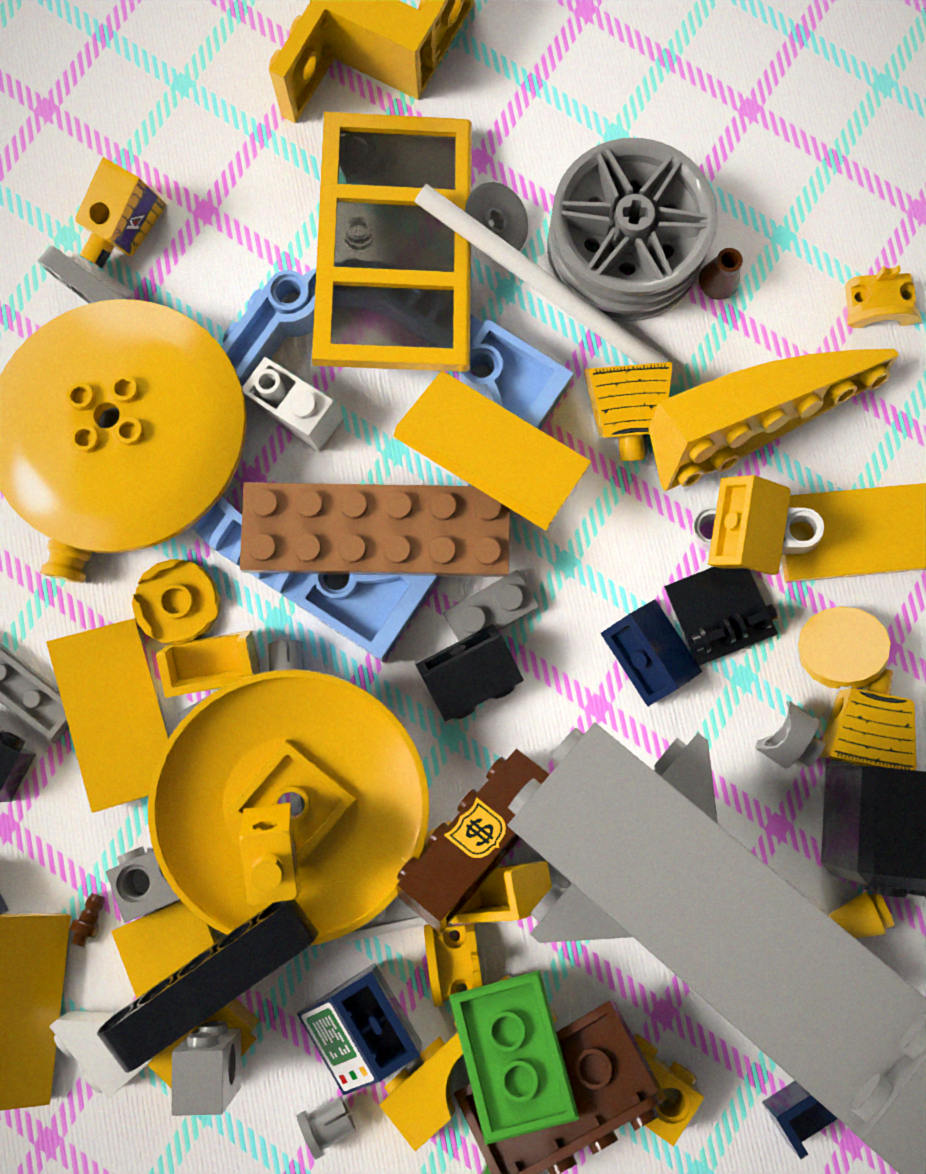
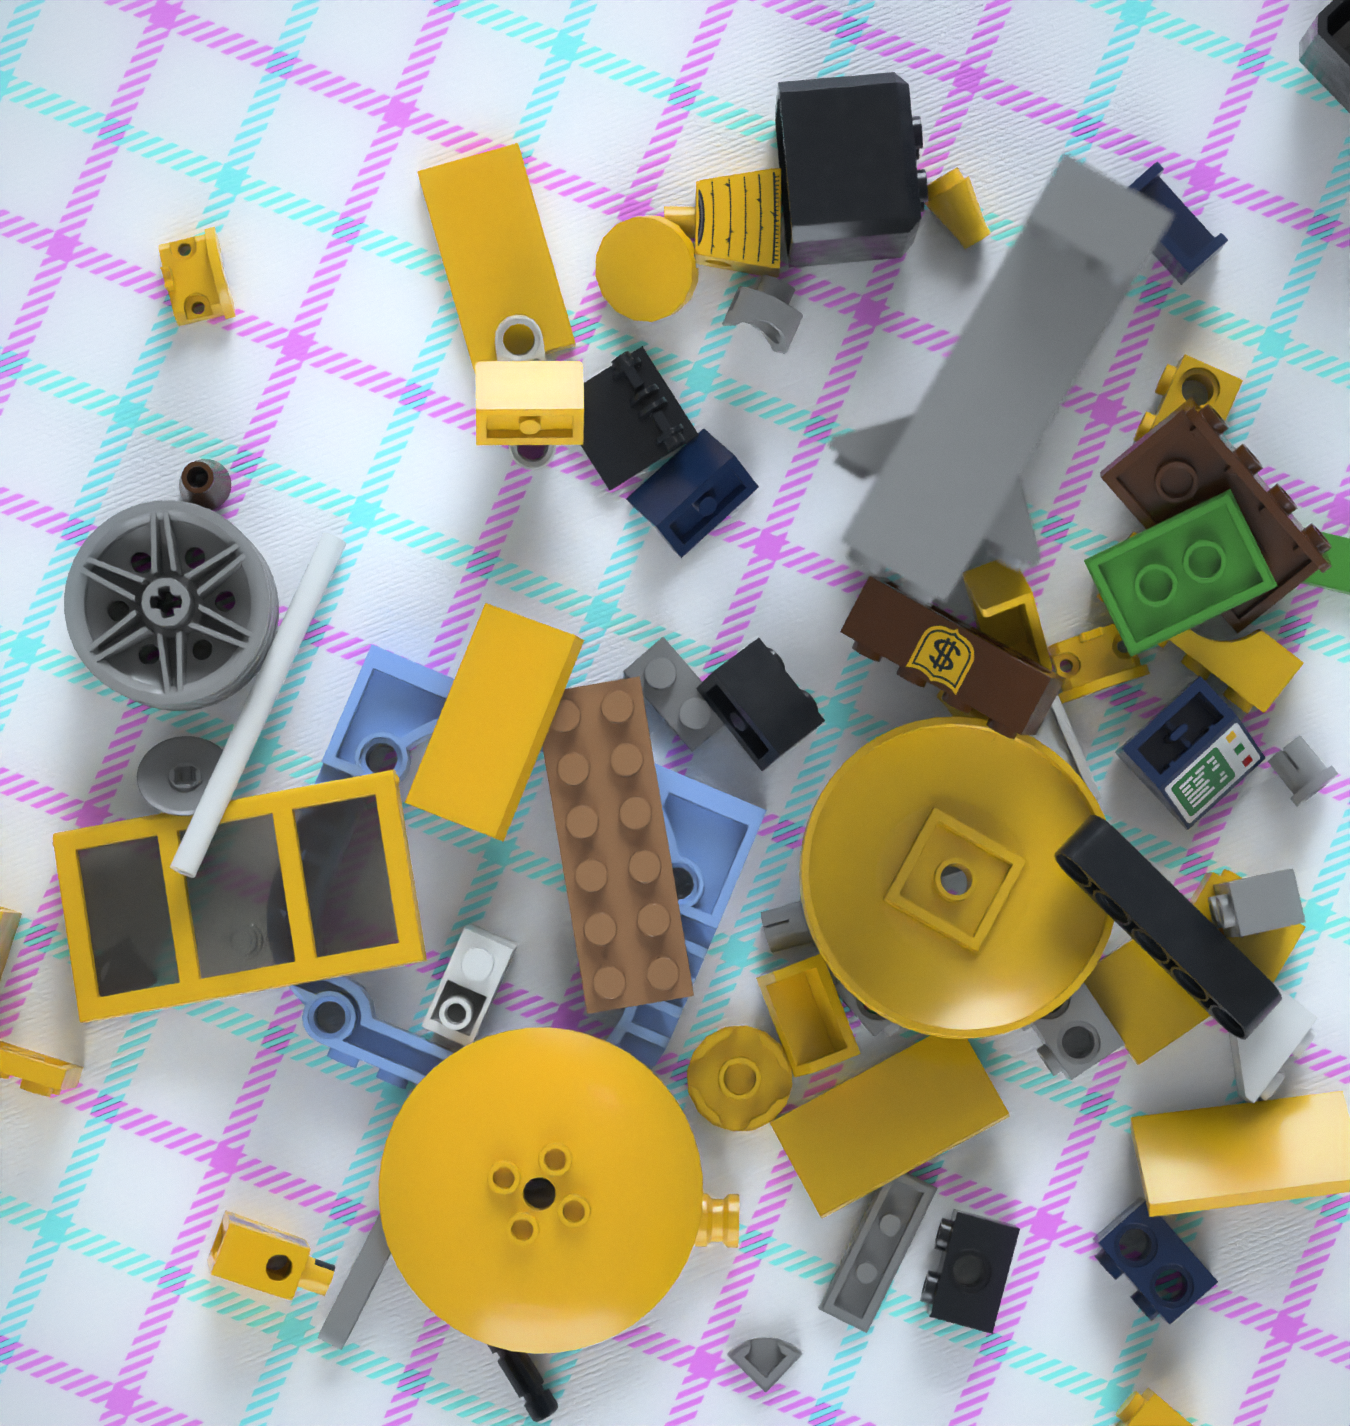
camera: 100 degrees left, 5 degrees up
(86, 924) = (1134, 1097): reddish brown piece -> none
(269, 854) = (1017, 882): yellow torso -> none
(626, 401) = (392, 569): yellow torso -> none
(753, 406) = (372, 417): yellow wedge -> none

